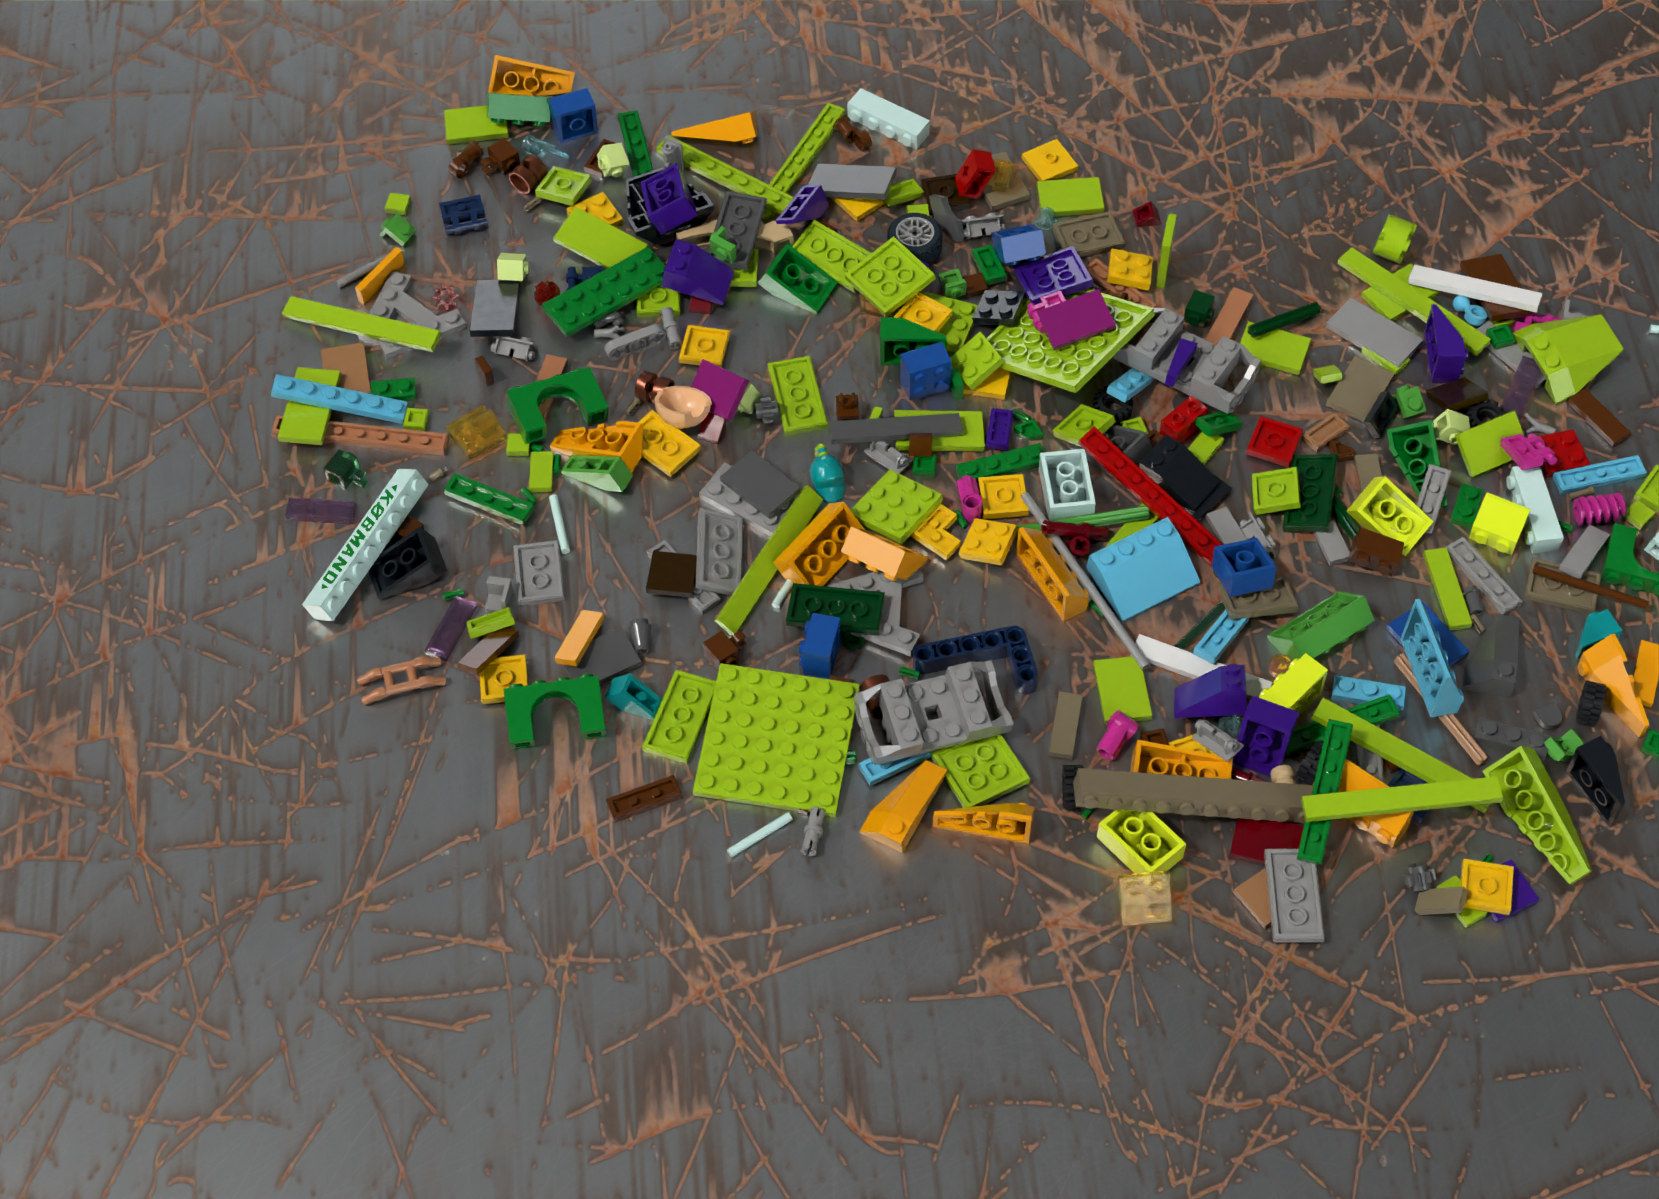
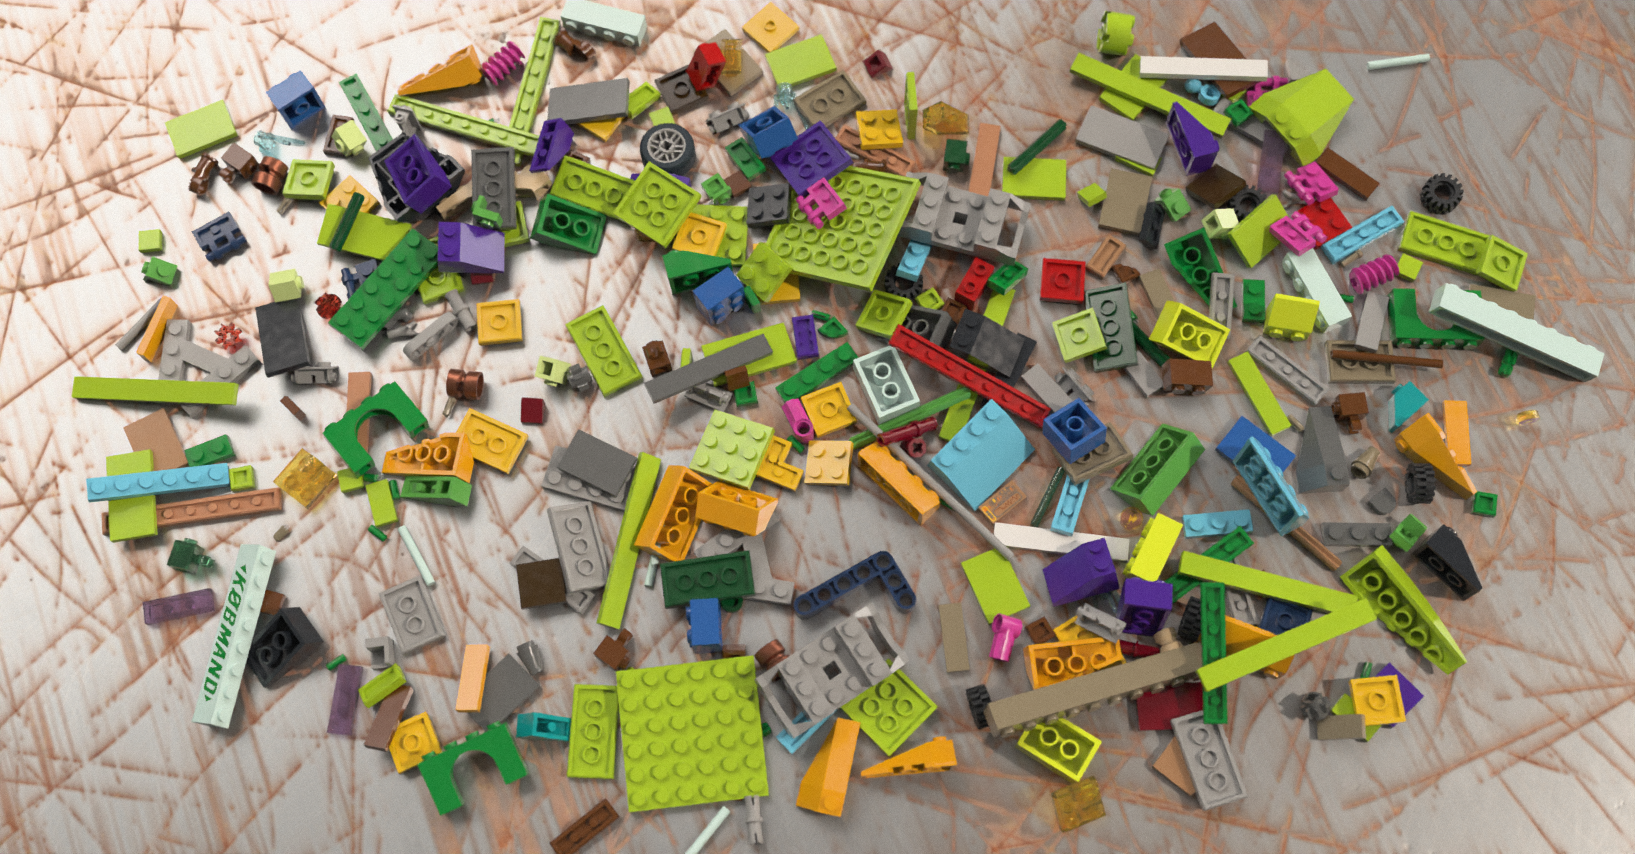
camera: 15 degrees left, 15 degrees up
(413, 683) = (327, 772): nougat piece -> none
(489, 499) = (339, 549): green plate -> none
(517, 108) = (237, 103): green slope -> none
(528, 78) = (235, 66): light orange wedge -> none
(588, 225) = (347, 221): none -> dark green axle
(682, 406) = (498, 399): light nougat cylinder -> none
(722, 387) = (526, 373): magenta tile -> none
(778, 130) = (501, 62): none -> dark pink piece
(827, 475) = (657, 433): teal hair -> none
(909, 673) = (794, 622): green piece -> none
(945, 217) = (690, 118): dark grey tile -> none
(1076, 319) = (849, 210): magenta tile -> none
(1152, 619) = (1002, 502): none -> medium nougat tile
(1182, 356) = (957, 220): dark purple piece -> none
(1198, 275) = (945, 120): none -> clear yellow slope
(1473, 599) = (1286, 400): dark grey pin -> none
(1538, 622) = (1350, 408): none -> reddish brown brick
(1539, 675) = (1364, 464): none -> dark tan cone
(1558, 414) = (1316, 183): none -> dark pink plate

